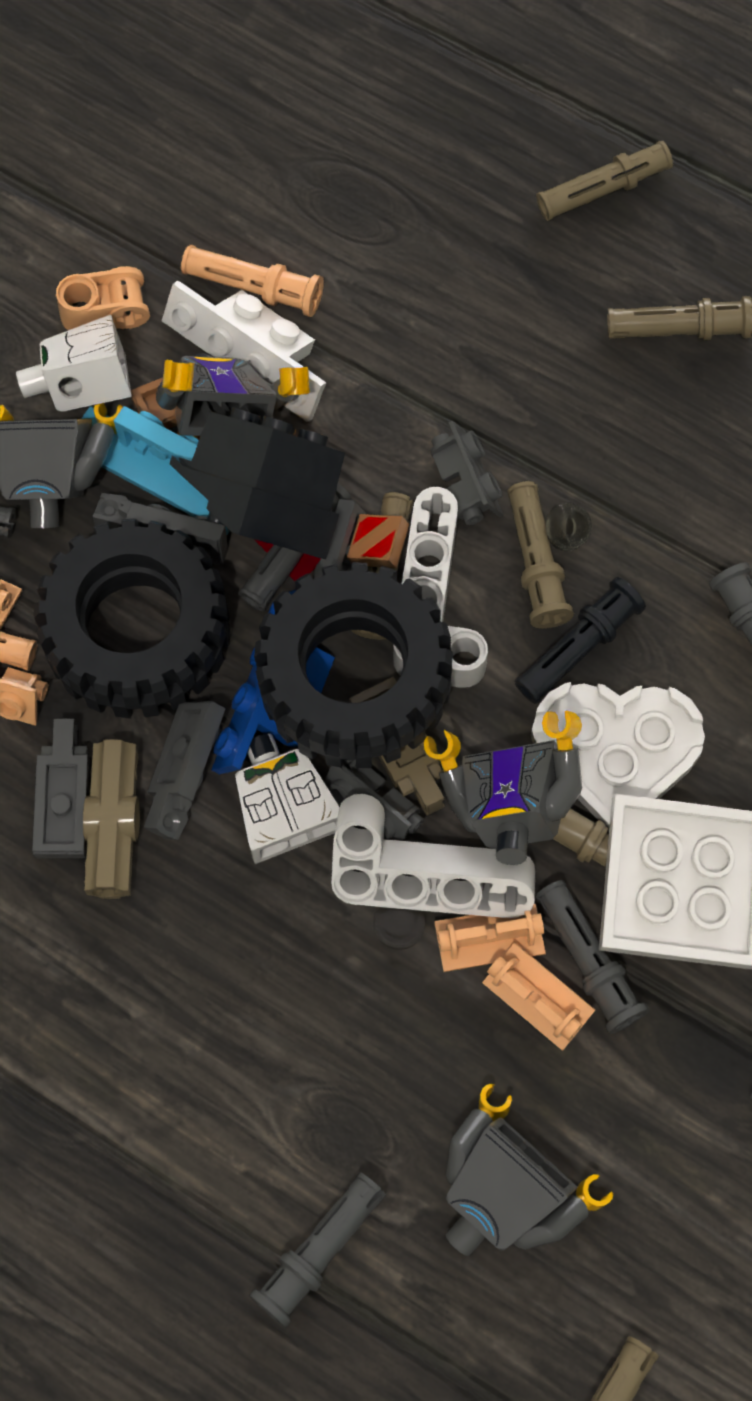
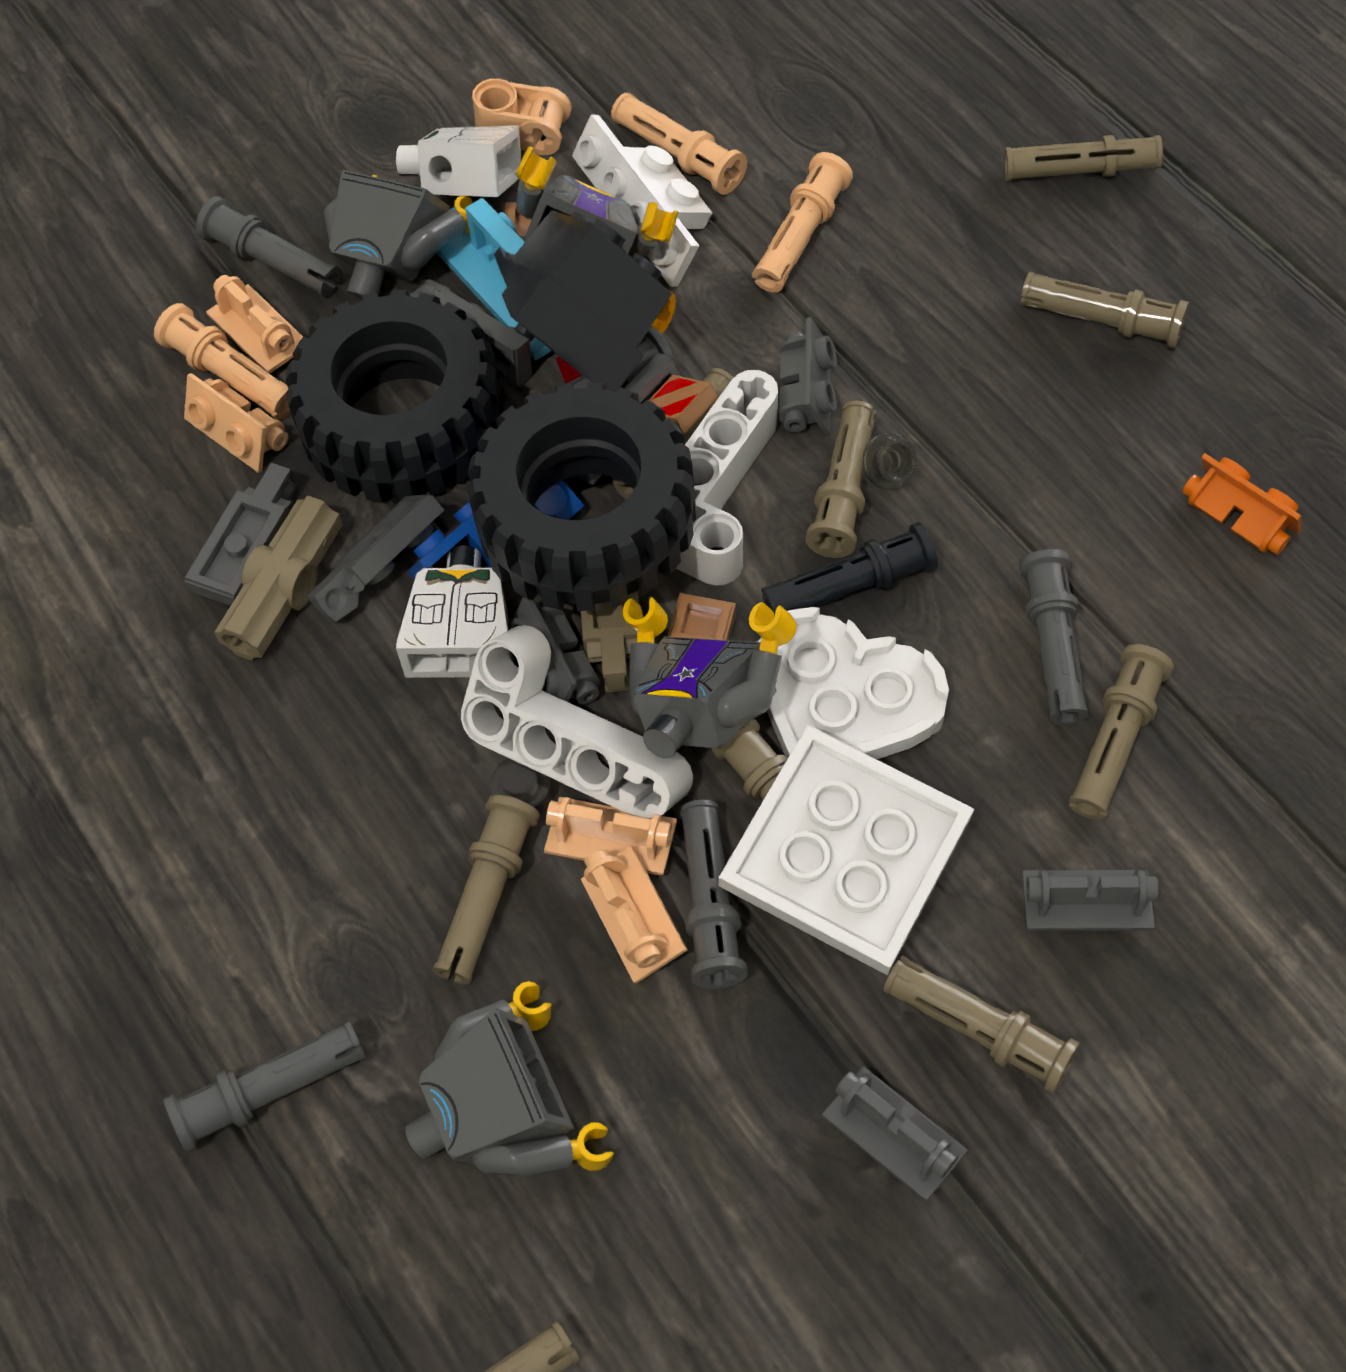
camera: 25 degrees right, 10 degrees down
(397, 305) = (810, 206): none -> light nougat pin
(410, 996) = (493, 862): none -> dark tan pin
(478, 728) = (702, 618): none -> medium nougat tile

